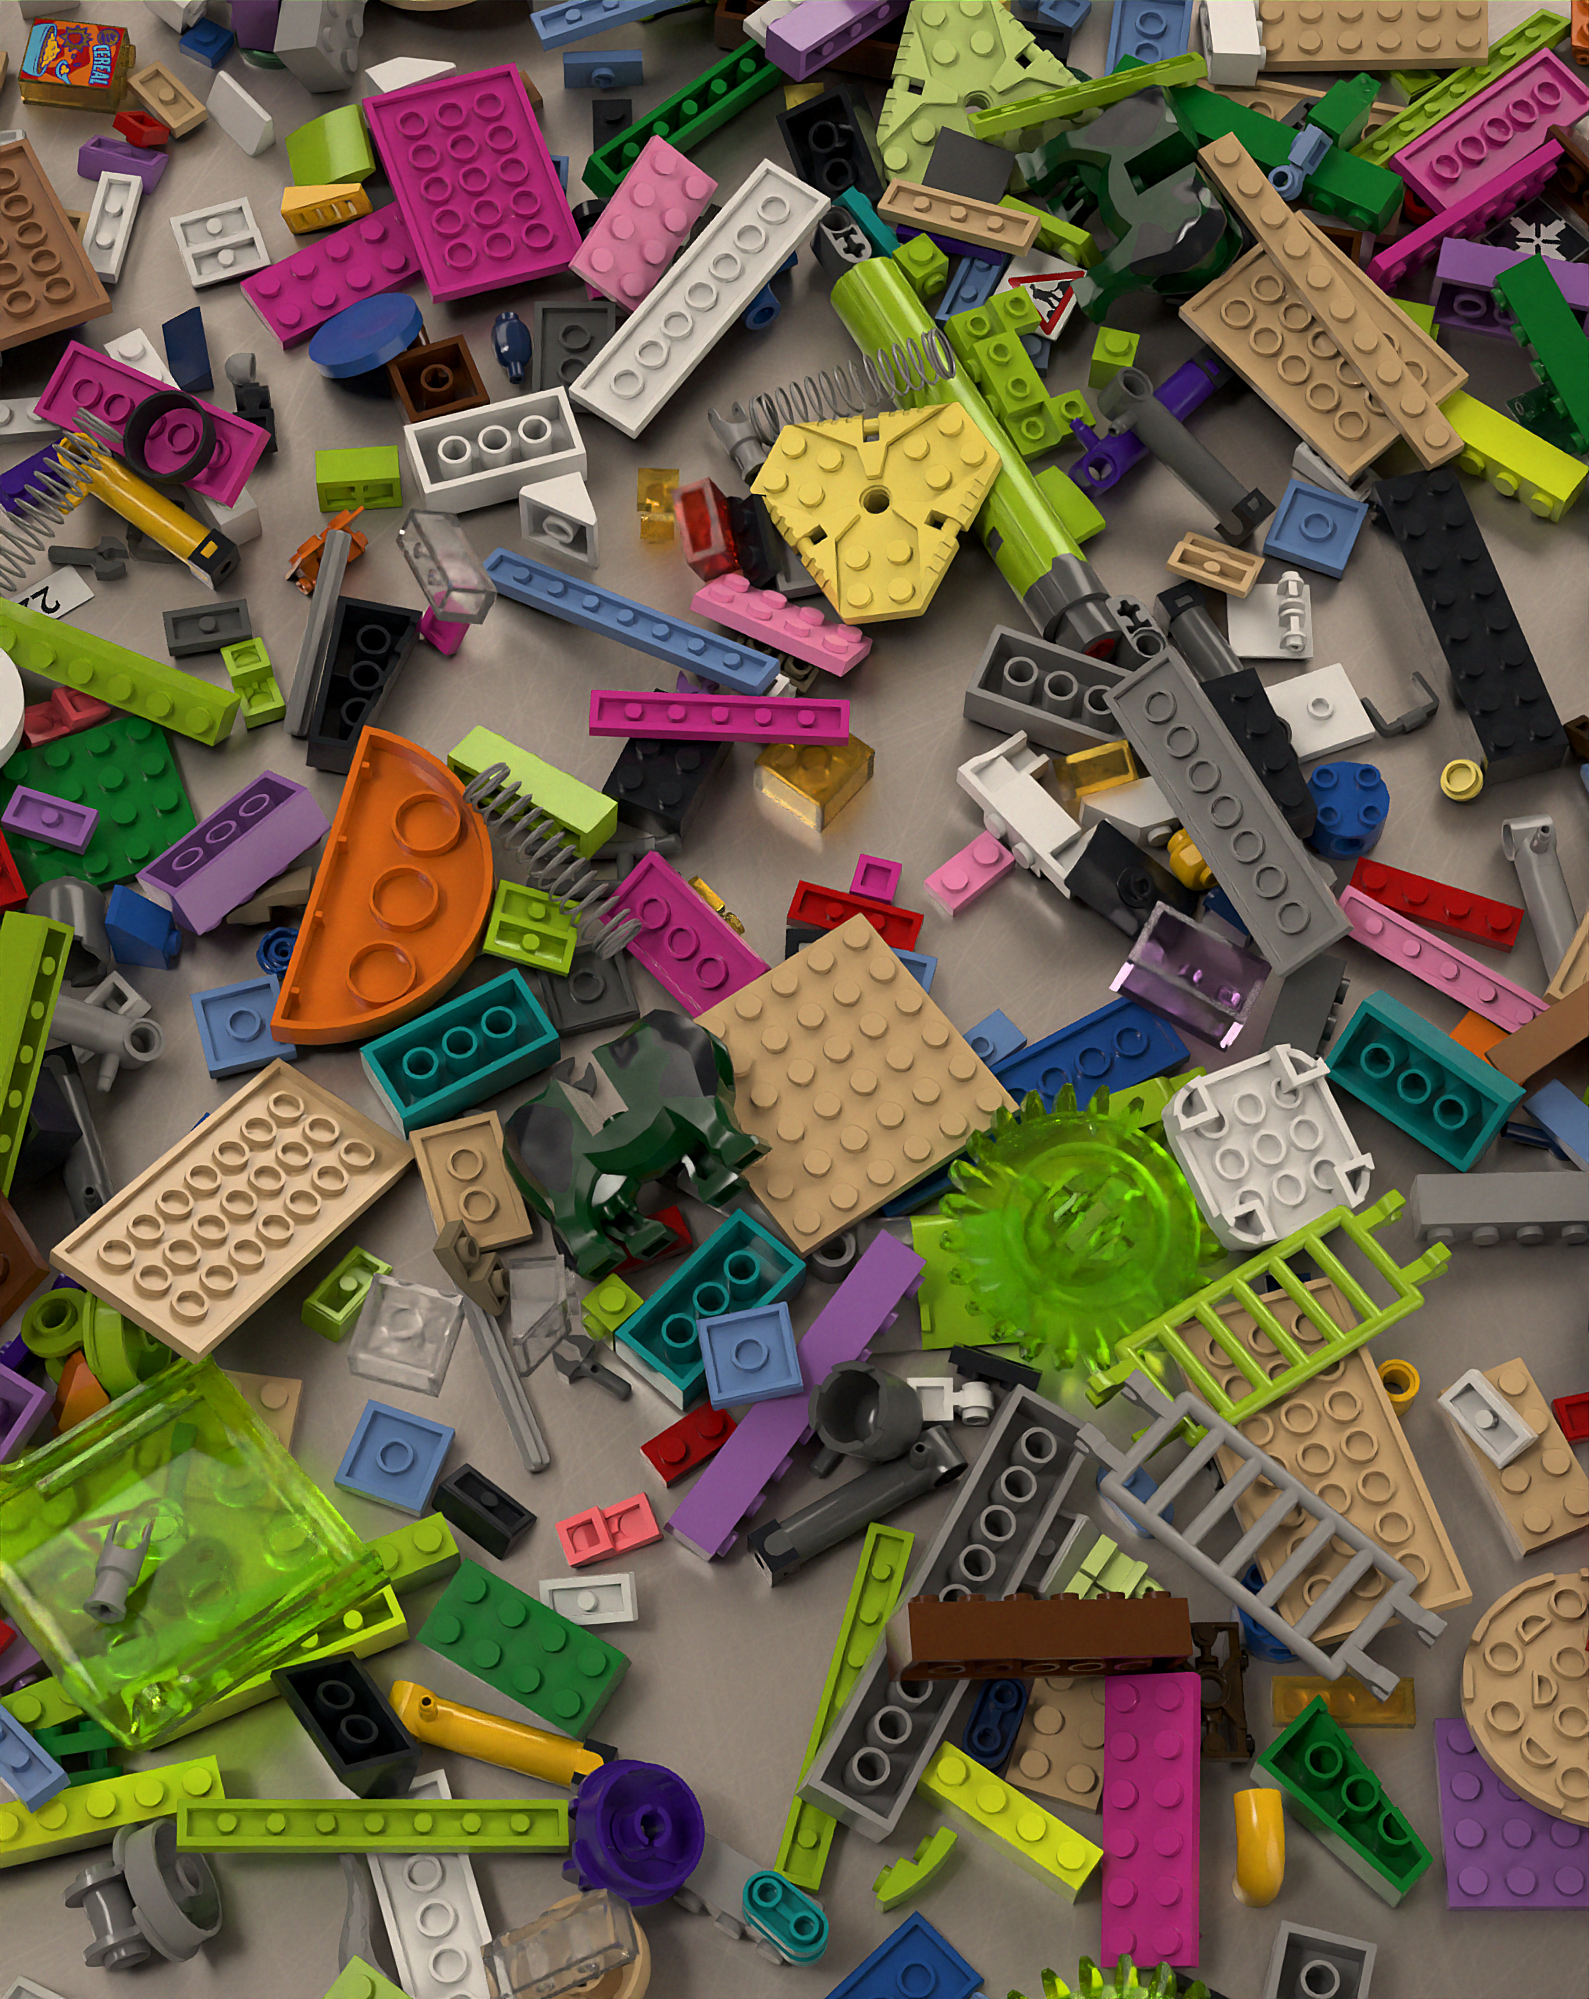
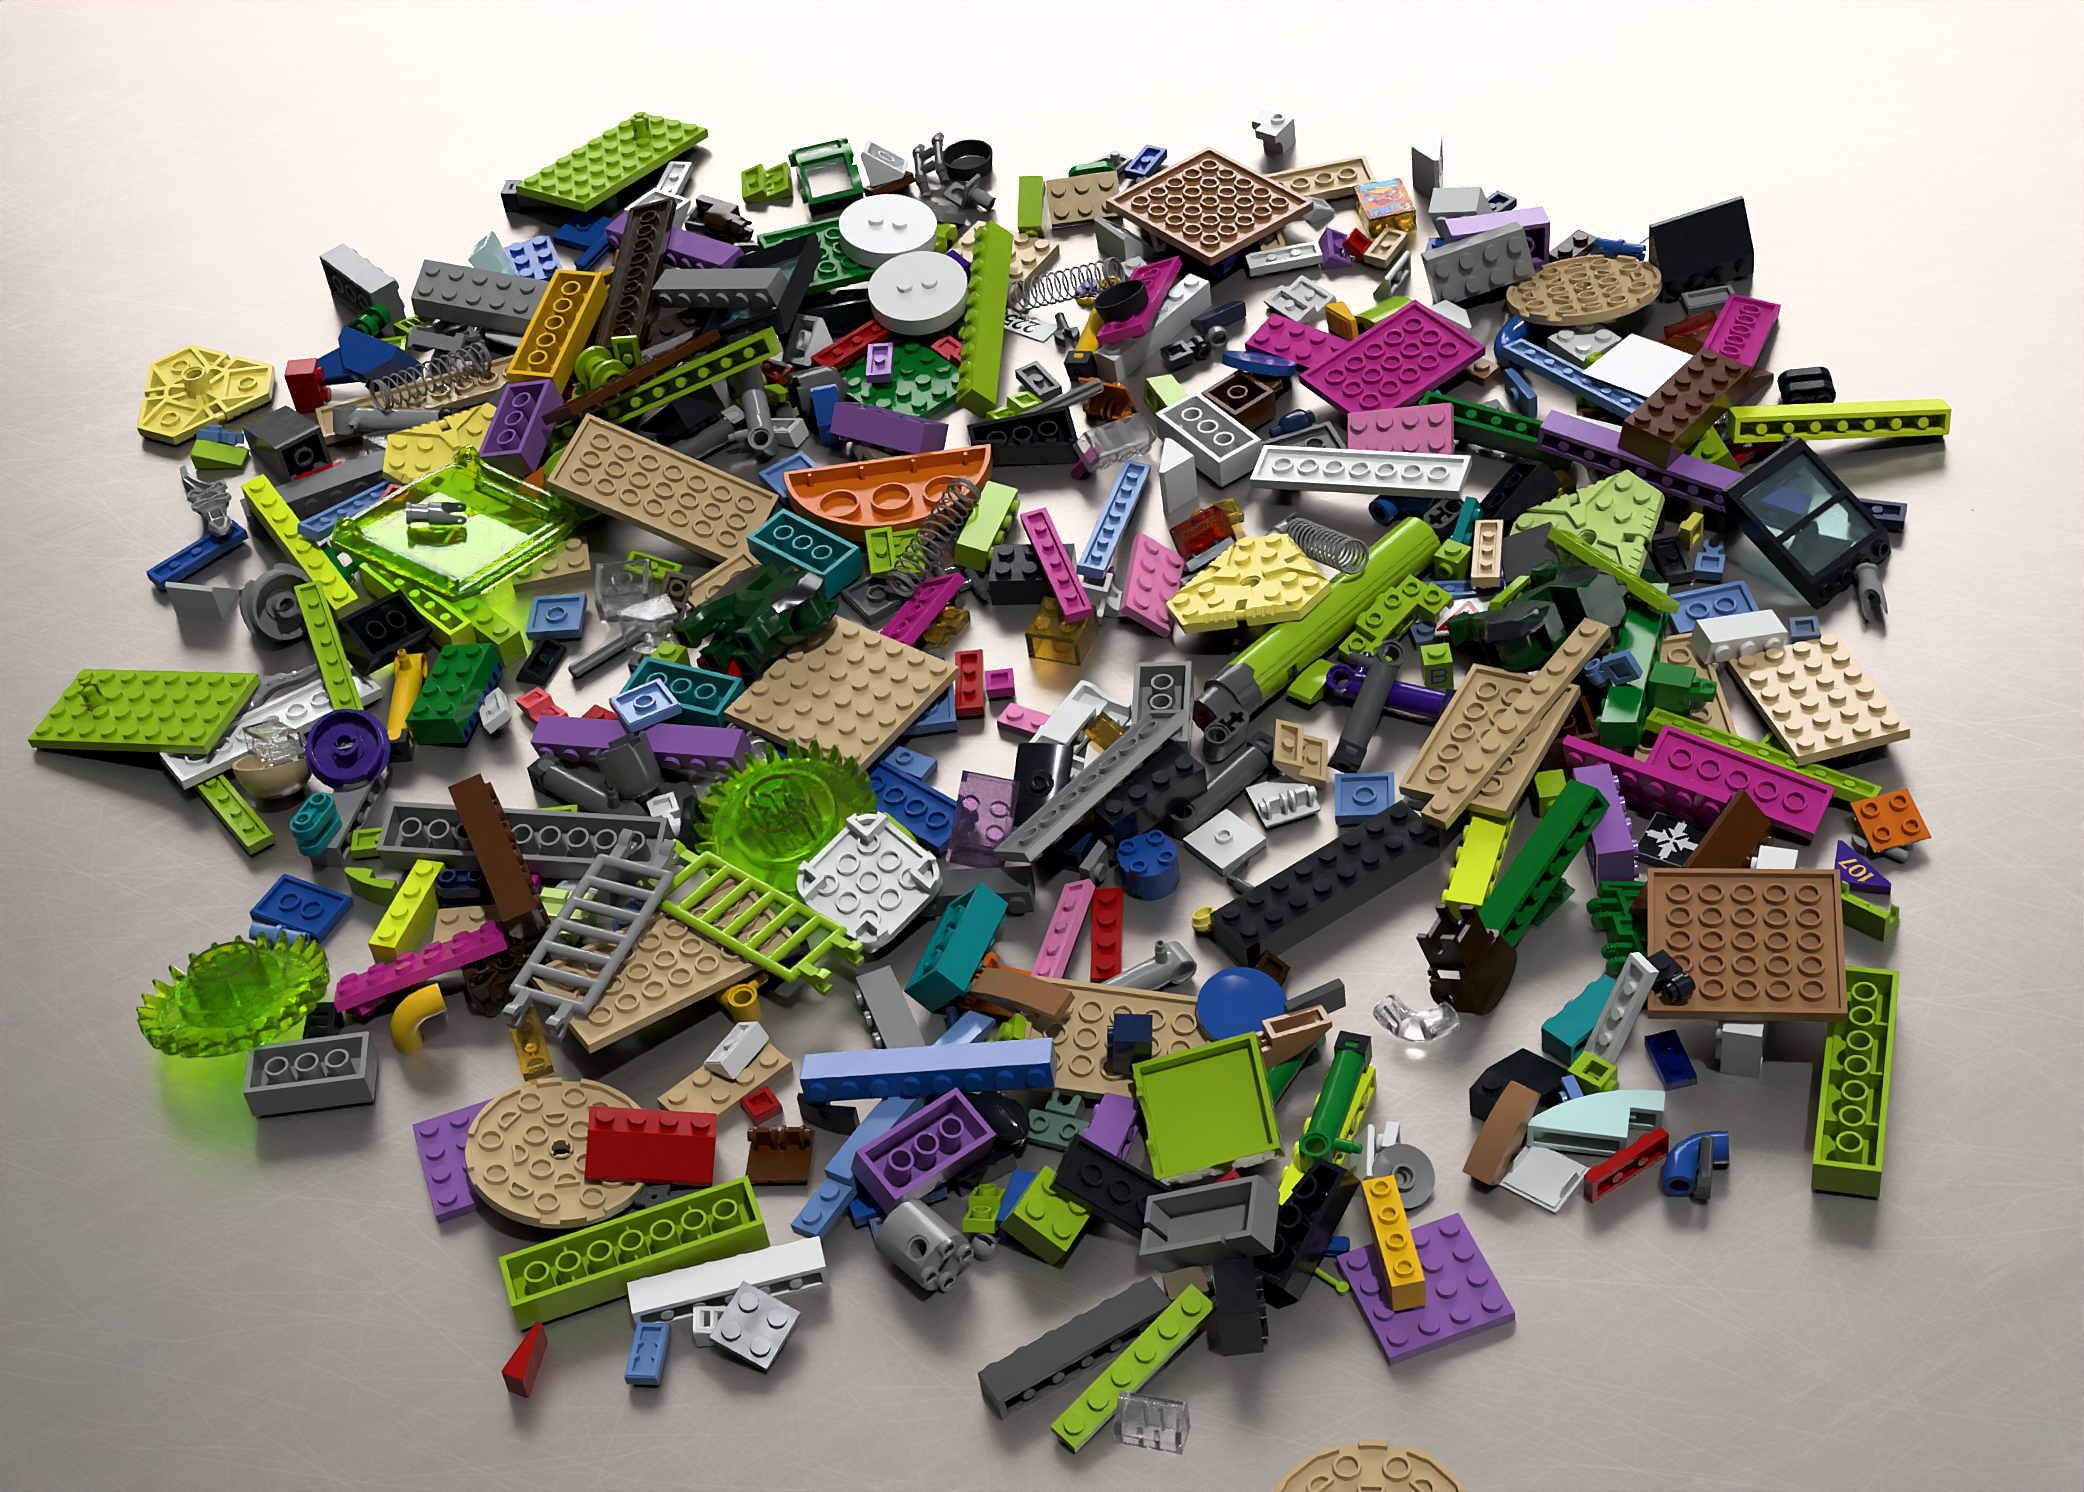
camera: 80 degrees right, 20 degrees down
(488, 43) = (1510, 332): none -> blue cylinder
(1343, 1802) = (451, 1050): green wedge -> none

